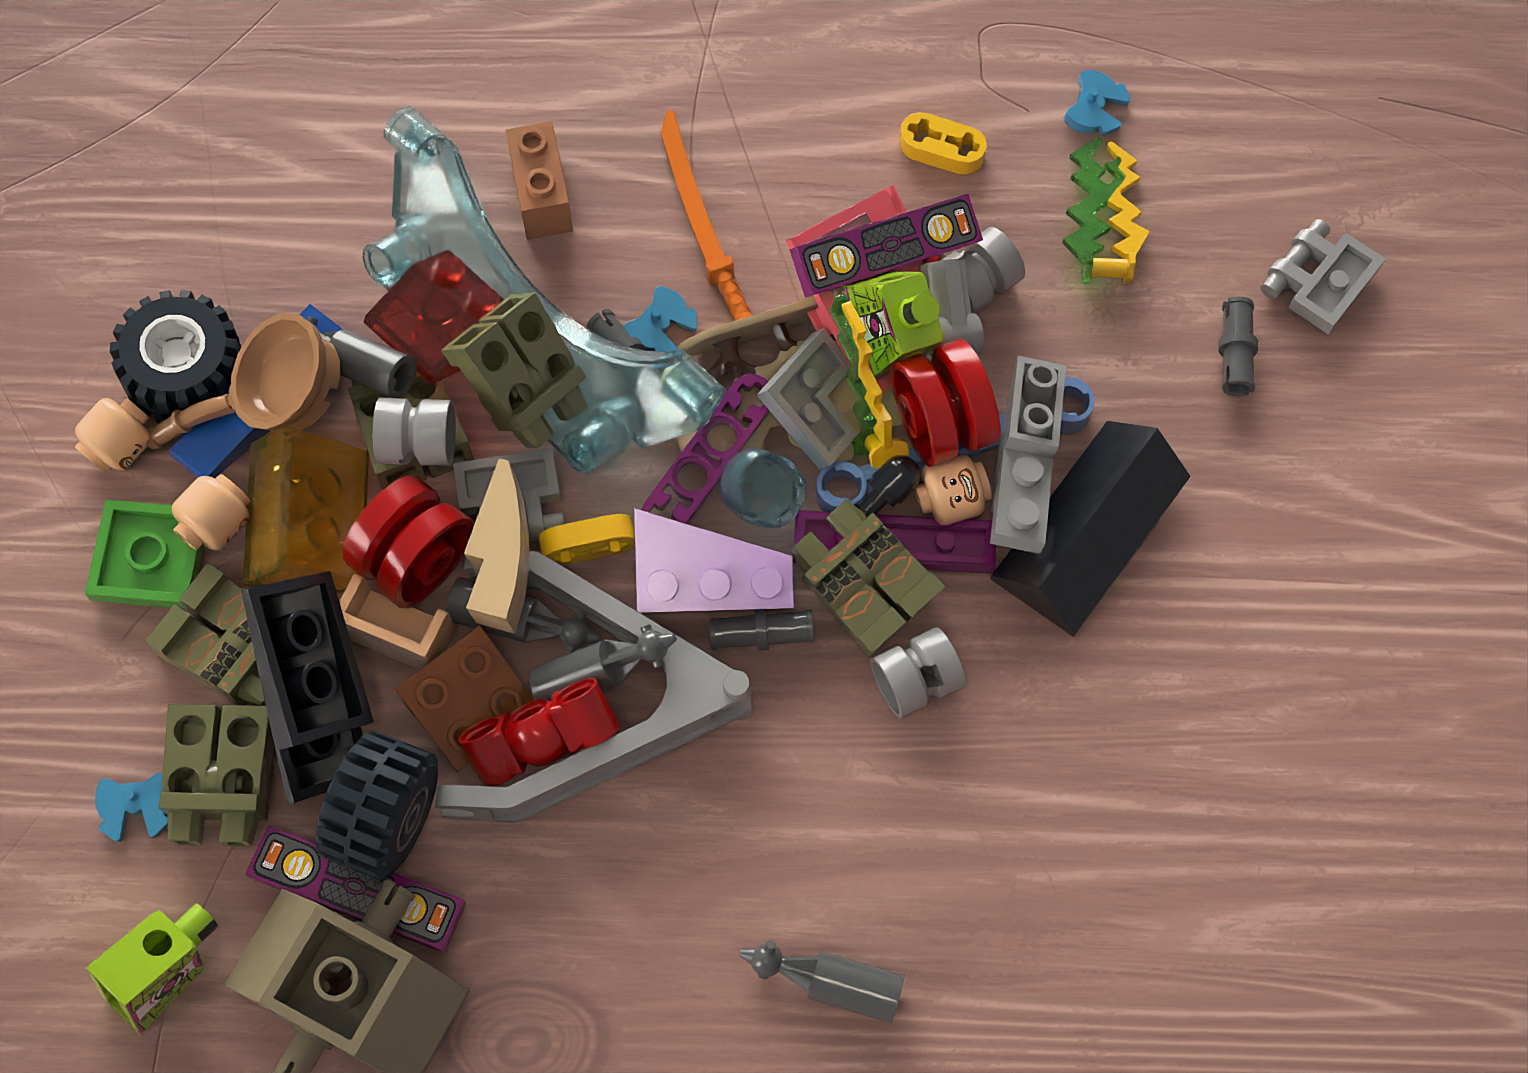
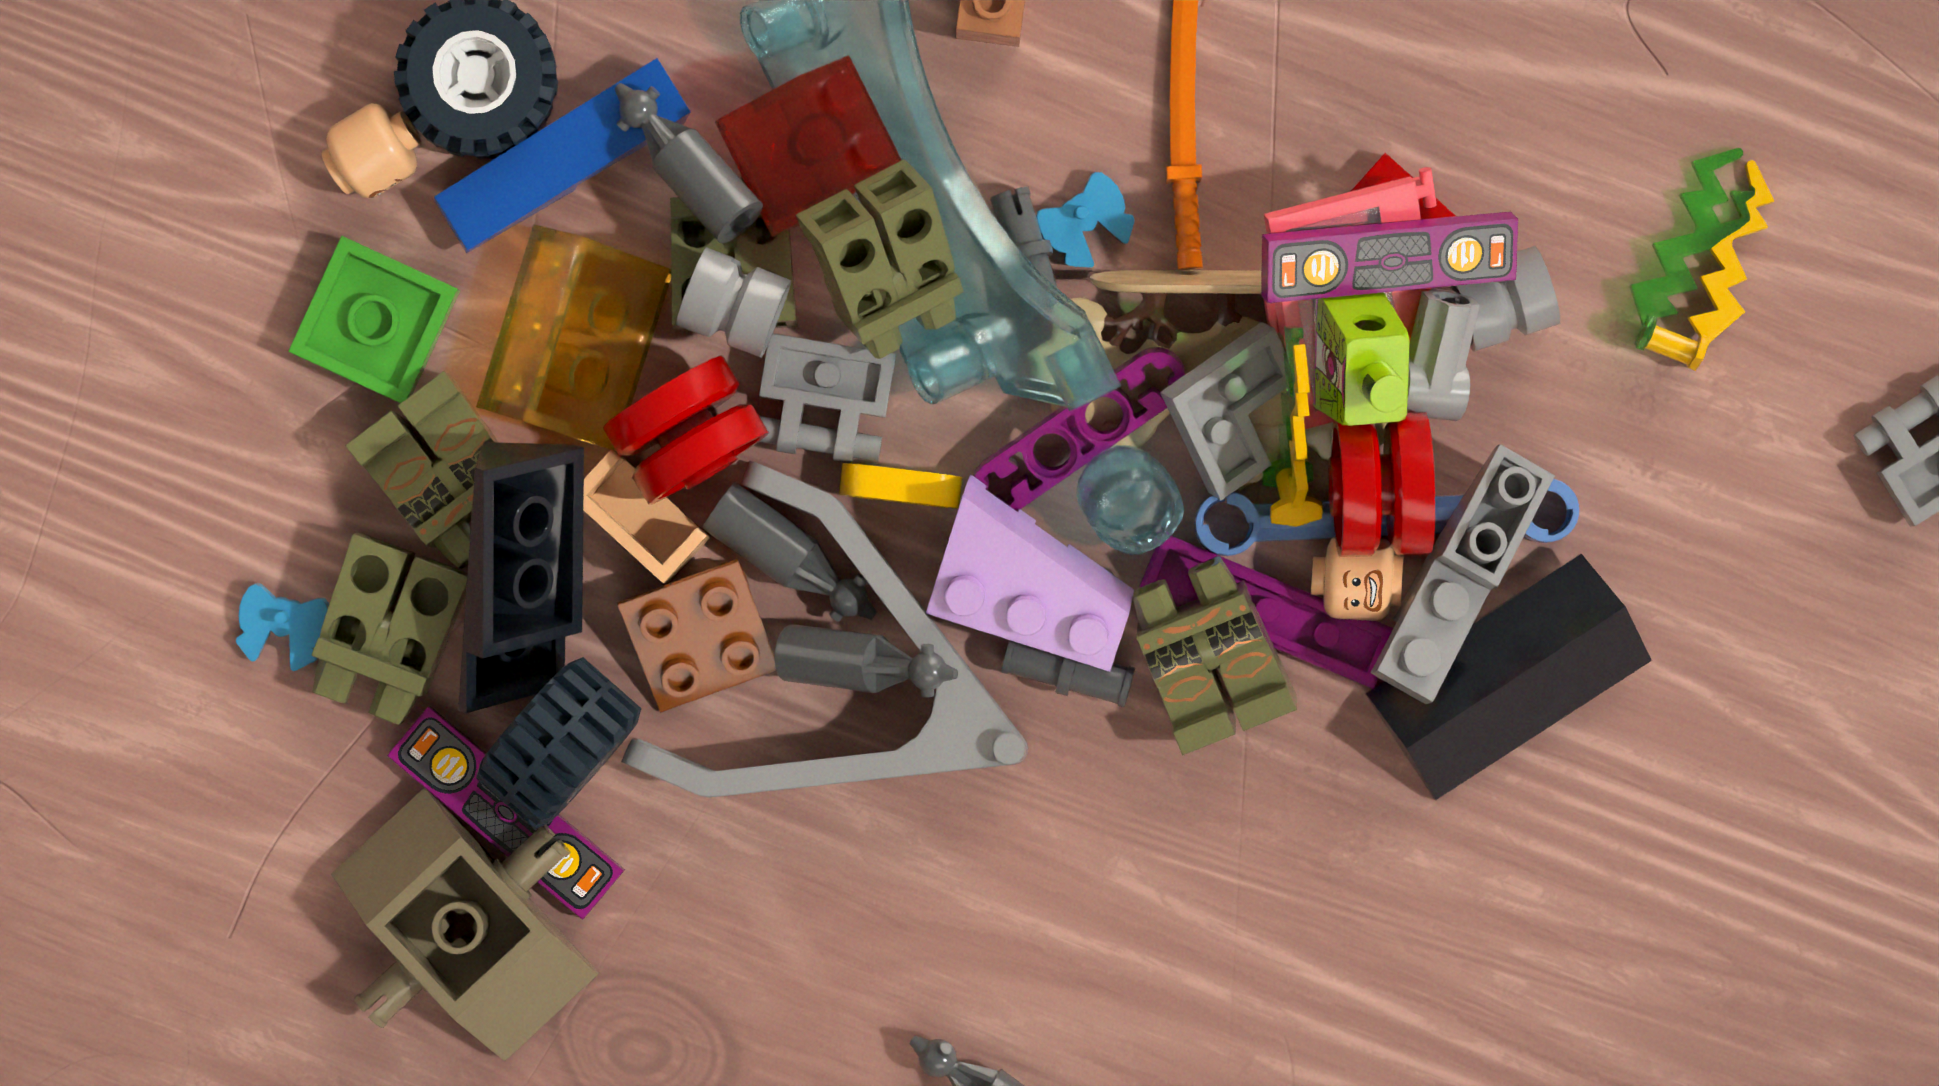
camera: 20 degrees right, 20 degrees up
(152, 965) = (240, 849): lime torso -> none
(210, 512) = (462, 309): light nougat head -> none
(274, 382) = (588, 173): medium nougat piece -> none
(500, 553) = (791, 490): tan slope -> none
(539, 732) = (767, 715): red piece -> none
(891, 484) = (1284, 550): black cylinder -> none
(904, 684) = (1229, 790): light grey wheel -> none
(942, 143) = (1544, 78): yellow beam -> none
(1087, 113) = (1764, 77): dark azure piece -> none
(1238, 346) = (1788, 507): dark grey pin -> none

